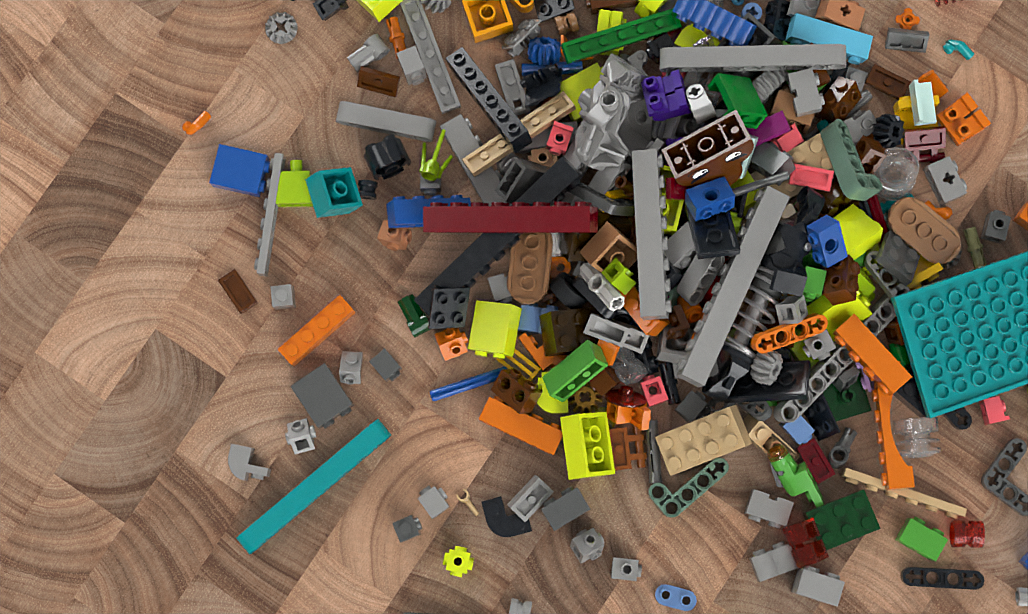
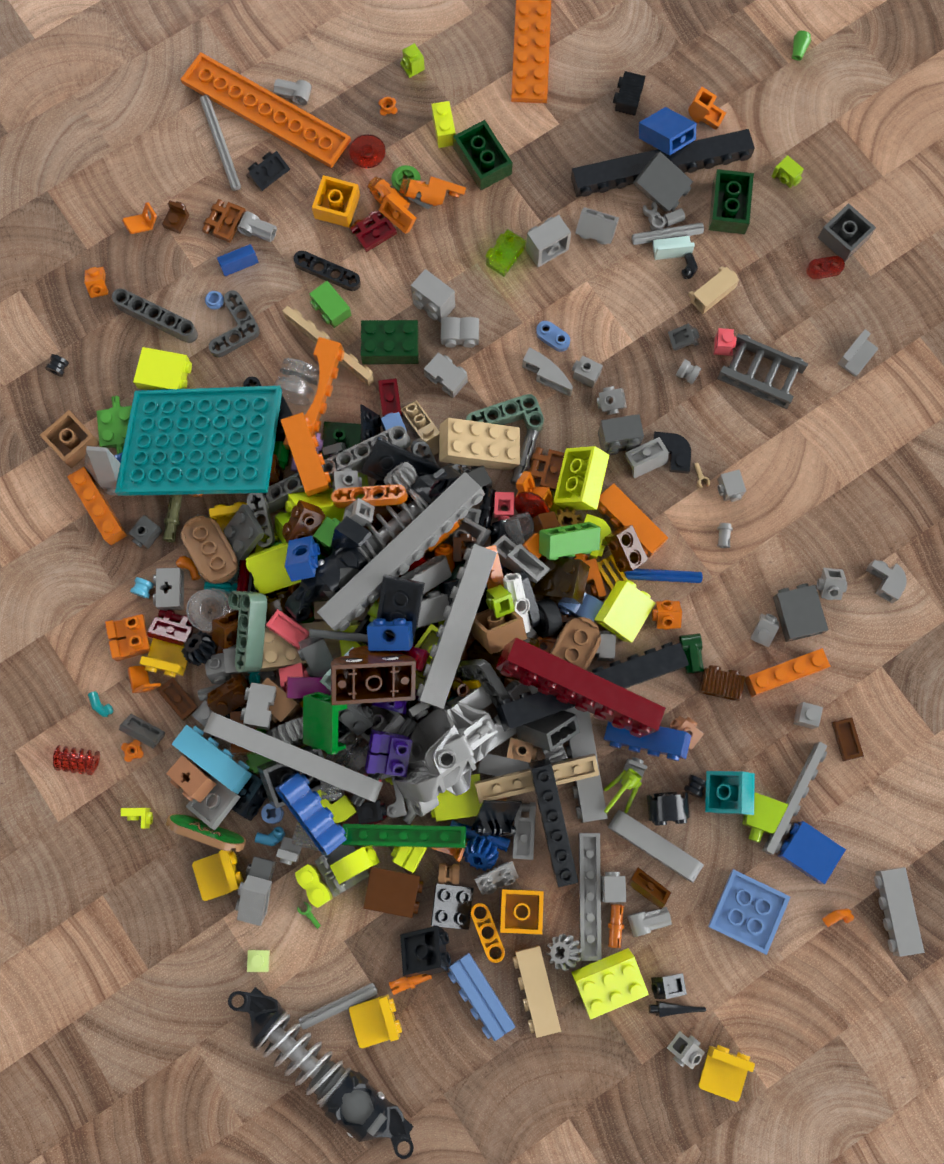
camera: 165 degrees left, 5 degrees down
(143, 148) = (899, 912): none -> light grey brick
(279, 96) = (749, 911): none -> medium blue plate
(280, 36) = (715, 980): light grey gear -> none
(313, 486) = (832, 538): teal beam -> none
(375, 296) = (721, 683): none -> reddish brown brick
(386, 365) = (734, 616): dark grey brick -> none
(407, 528) = (763, 471): dark grey brick -> none
(423, 448) = (724, 535): none -> light grey pin
(448, 307) = (662, 642): black hinge -> none
(467, 561) = (727, 428): neon yellow brick -> none
(562, 130) = (501, 765): coral brick -> none
(666, 552) = (547, 372): none -> light grey slope
(700, 104) = (360, 731): light grey piece -> none
(792, 476) = (414, 388): bright green plate -> none
(805, 553) = (431, 325): clear red piece -> none
(842, 448) = (361, 398): dark grey pin -> none
(922, 103) = (157, 659): light aqua panel -> none
(963, 534) = (289, 293): clear red wheel -> none
(972, 172) = (142, 587): none -> medium azure wheel
(993, 410) = (222, 378): coral brick -> none

